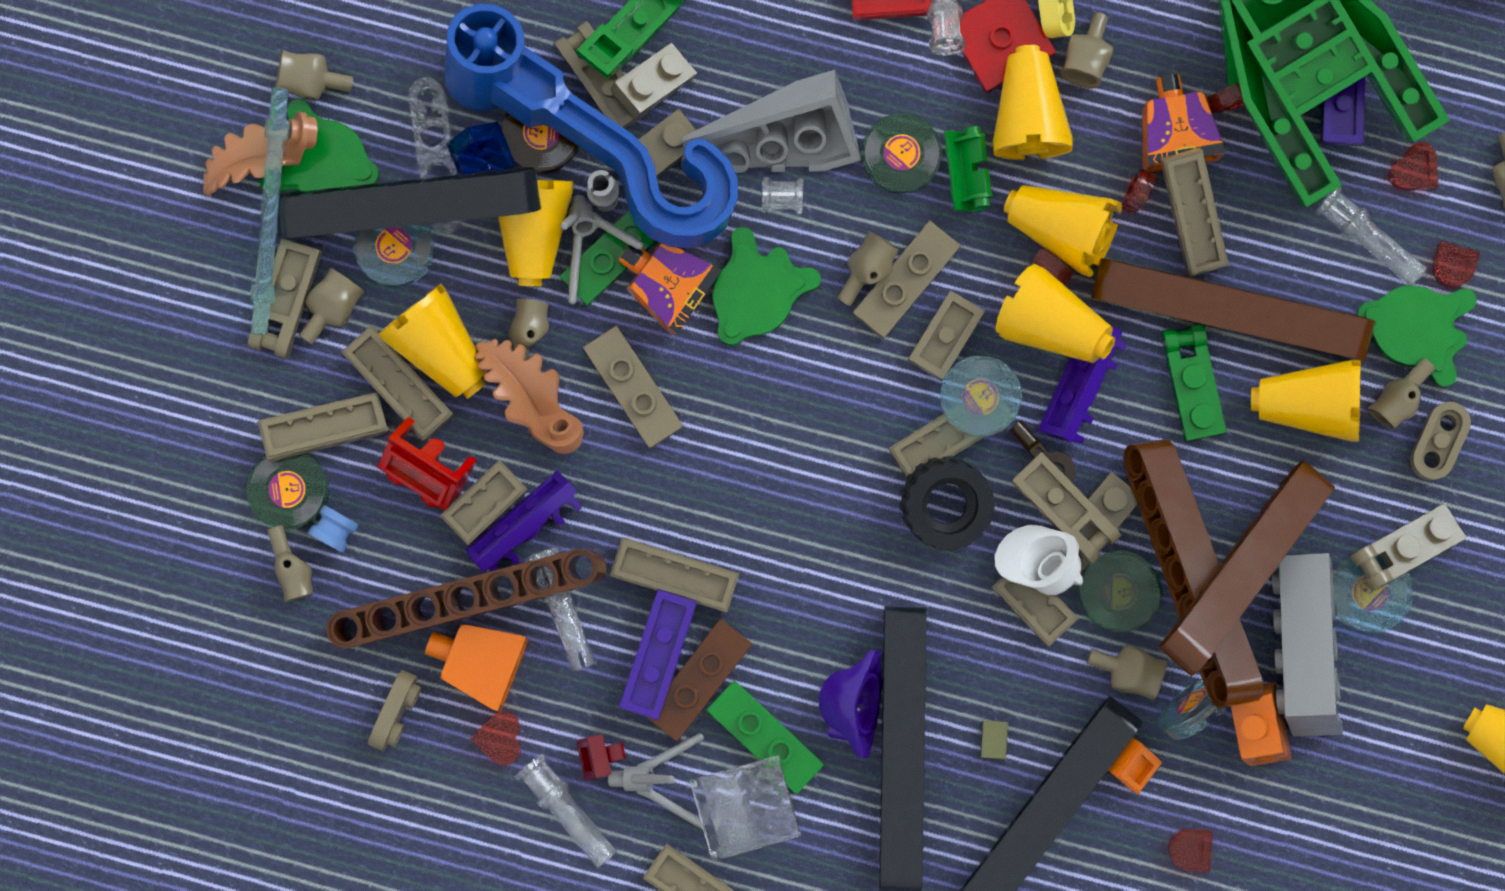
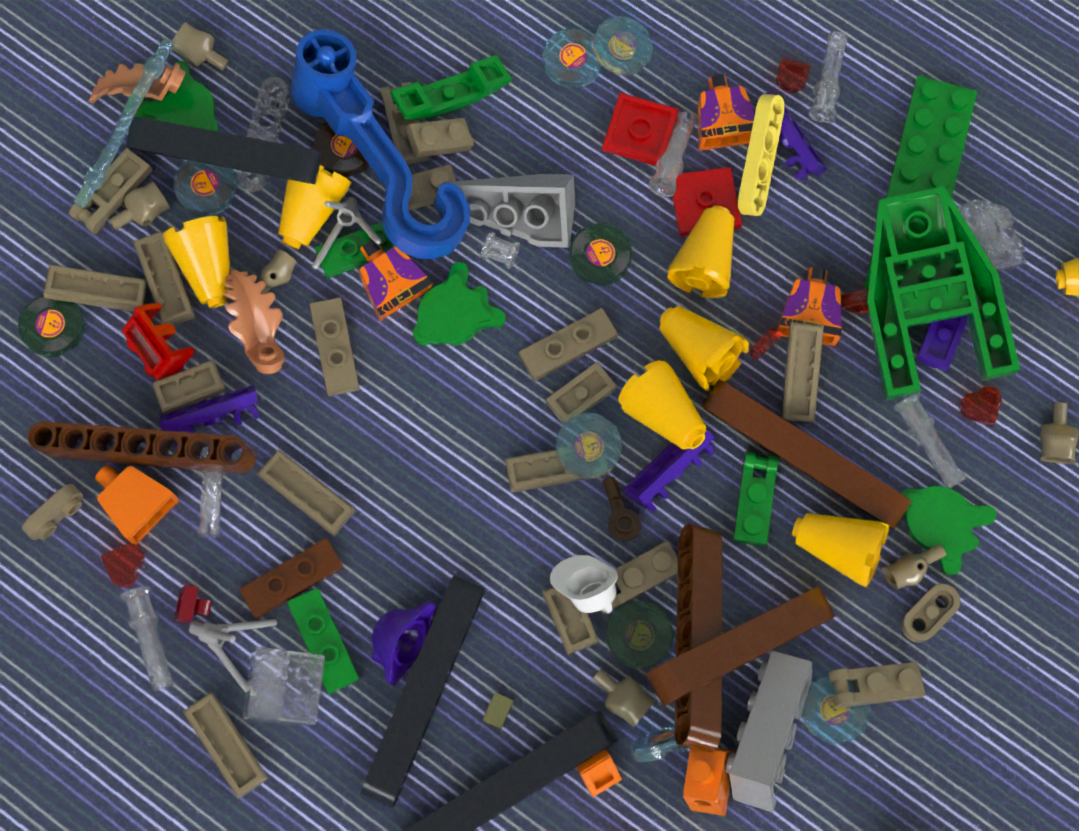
camera: 15 degrees right, 10 degrees down
(297, 578) = (24, 381): dark tan piece -> none
(333, 528) = (70, 363): medium blue wheel -> none
(481, 149) = (295, 132): clear blue panel -> none
(602, 190) = (369, 196): light grey pin -> none
(658, 654) = (266, 545): dark purple plate -> none
(868, 265) = (542, 321): dark tan piece -> none
(969, 185) = (641, 288): green hinge -> none
(972, 521) = (549, 533): black tyre -> none
(1052, 265) = (681, 371): clear red tile -> none
(1065, 506) = (620, 549): dark tan plate -> none
(1088, 55) = (764, 234): dark tan piece -> none
(1453, 264) = (987, 486): clear red tile -> none

